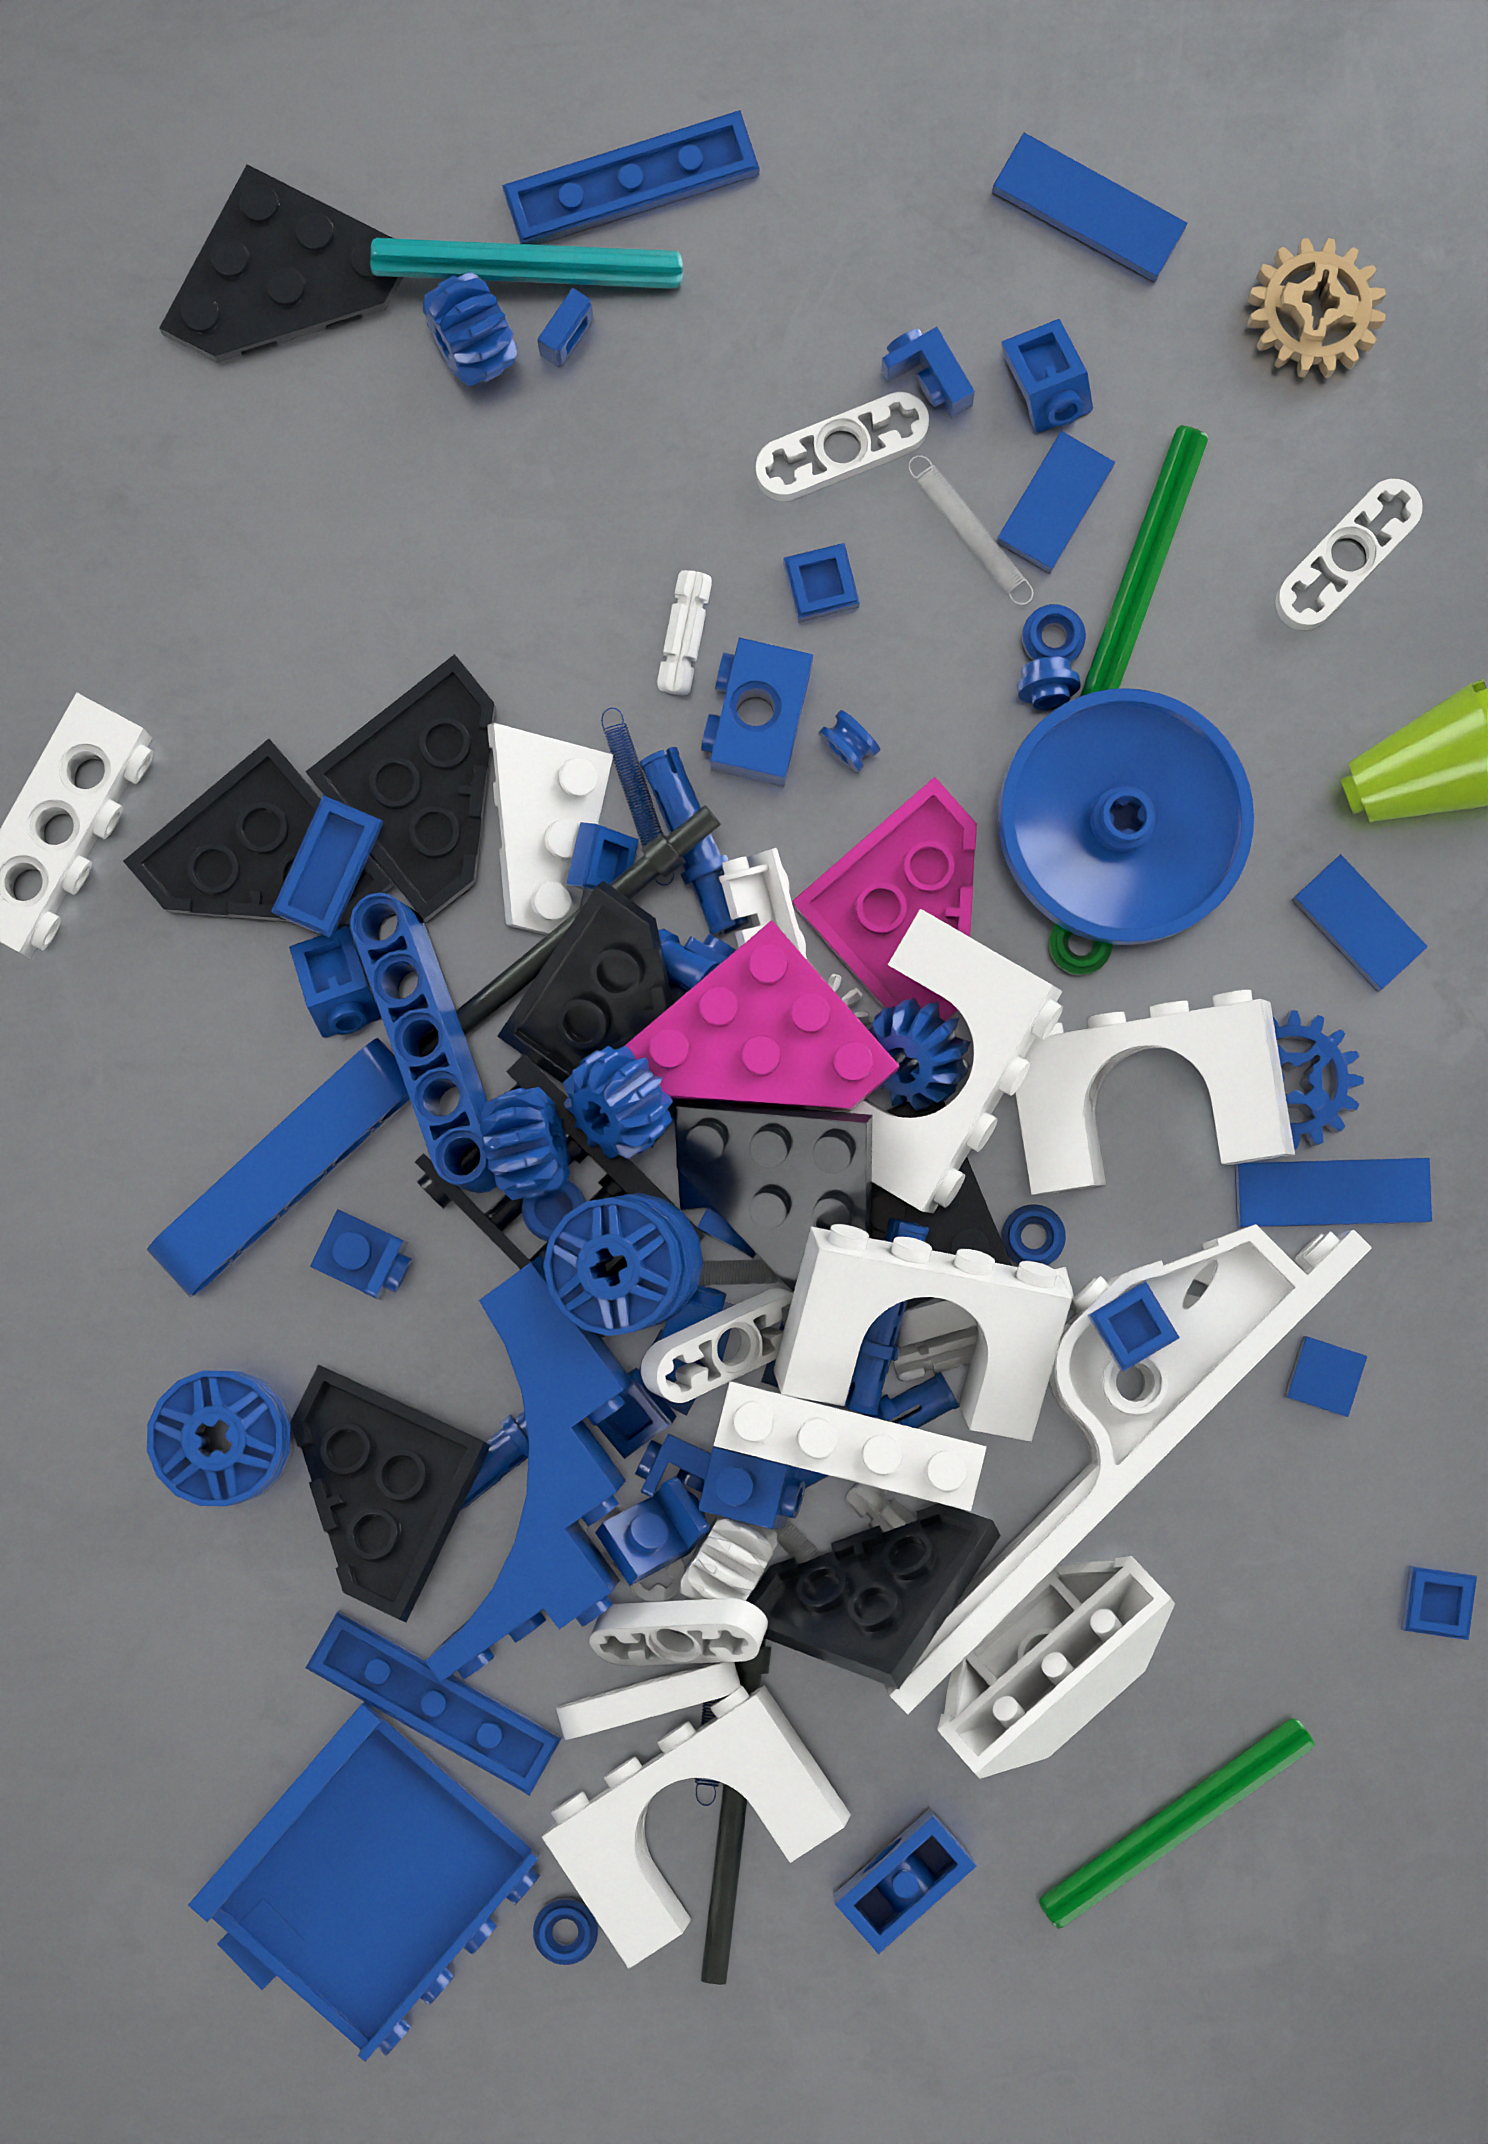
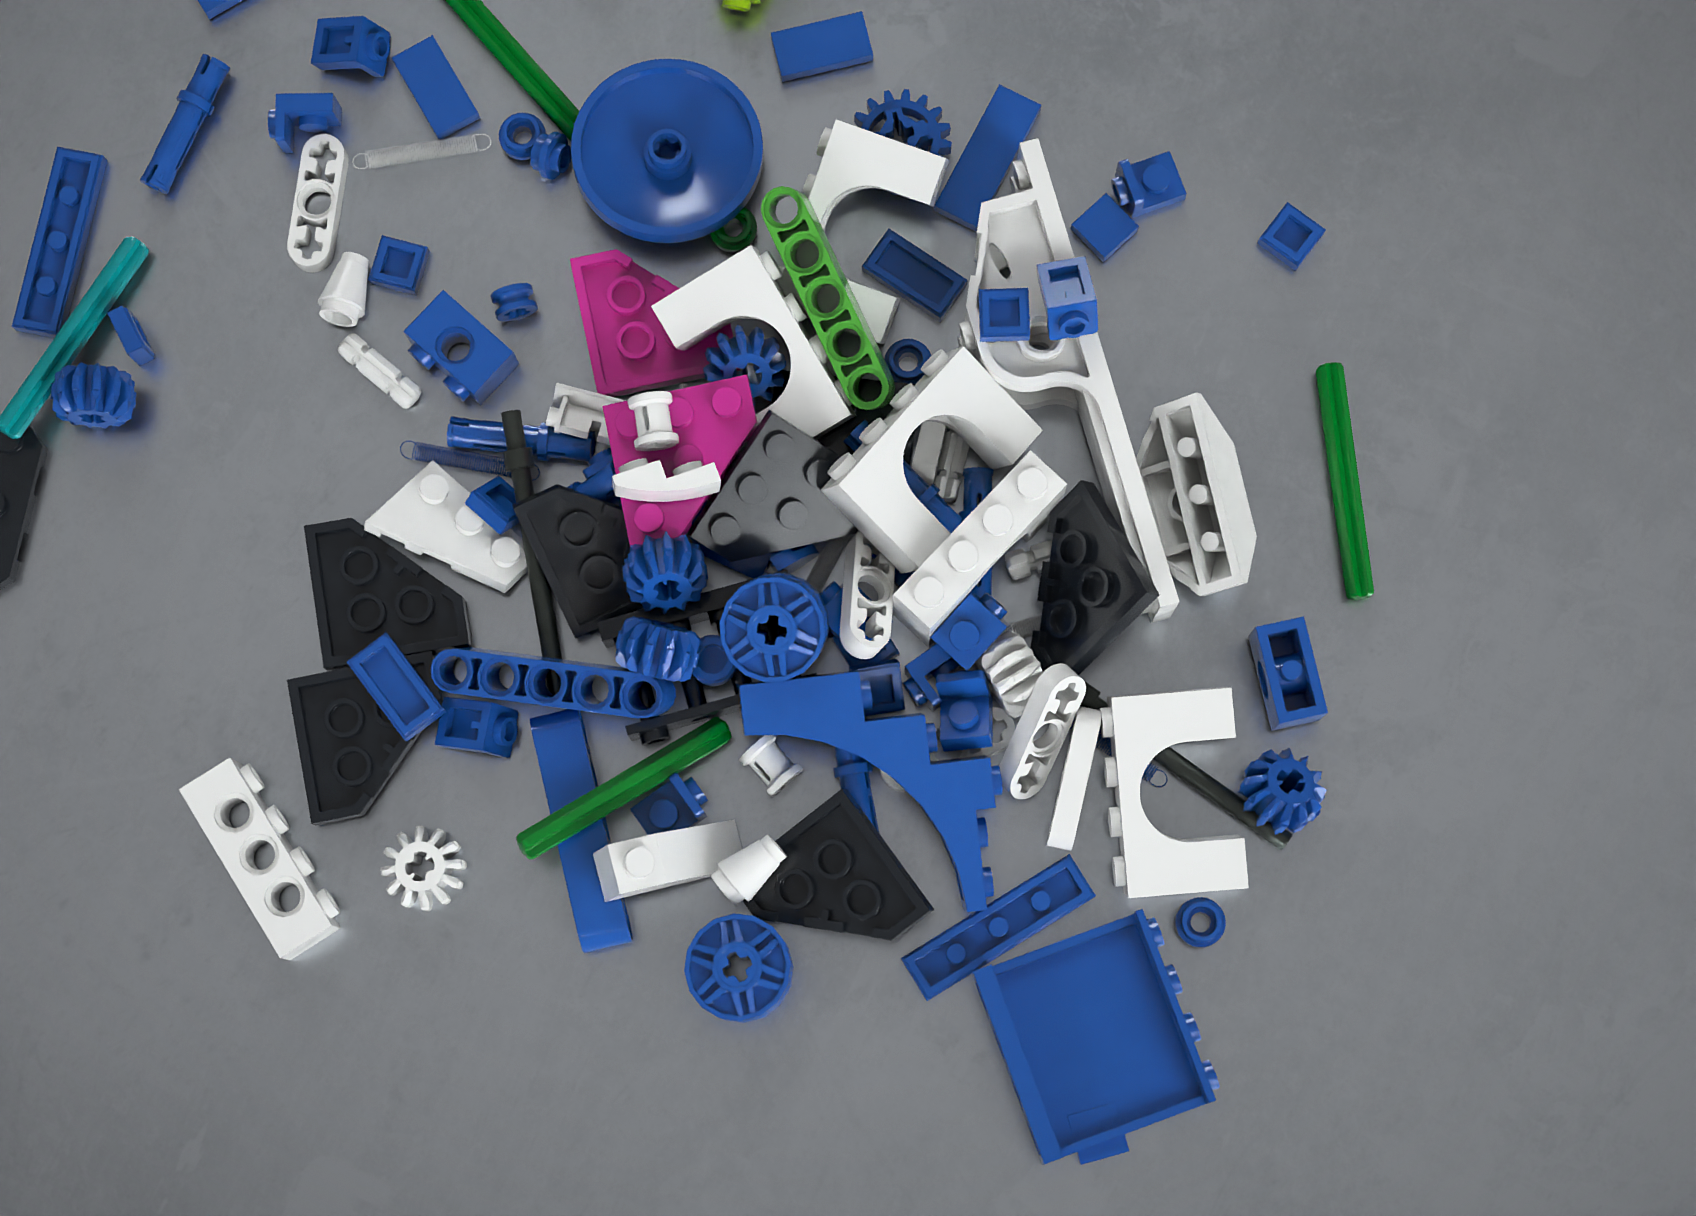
camera: 55 degrees left, 5 degrees down
(151, 994) = (411, 856): none -> white gear
(300, 1289) = (664, 859): none -> white slope
(336, 1385) = (748, 869): none -> white cone
(352, 1192) = (623, 788): none -> green axle
(473, 1343) = (771, 764): none -> white bush
(705, 1029) = (649, 483): none -> white slope
(755, 540) = (345, 292): none -> white cone
(758, 1971) = (1282, 791): none -> blue gear
(780, 992) = (653, 421): none -> white bush
(849, 239) = (188, 117): none -> blue pin
(1014, 1120) = (808, 285): none -> bright green beam
(1143, 1185) = (914, 275): none -> blue tile
(1193, 1391) = (1068, 298): none -> blue bracket
(1406, 1399) = (1148, 184): none -> blue bracket

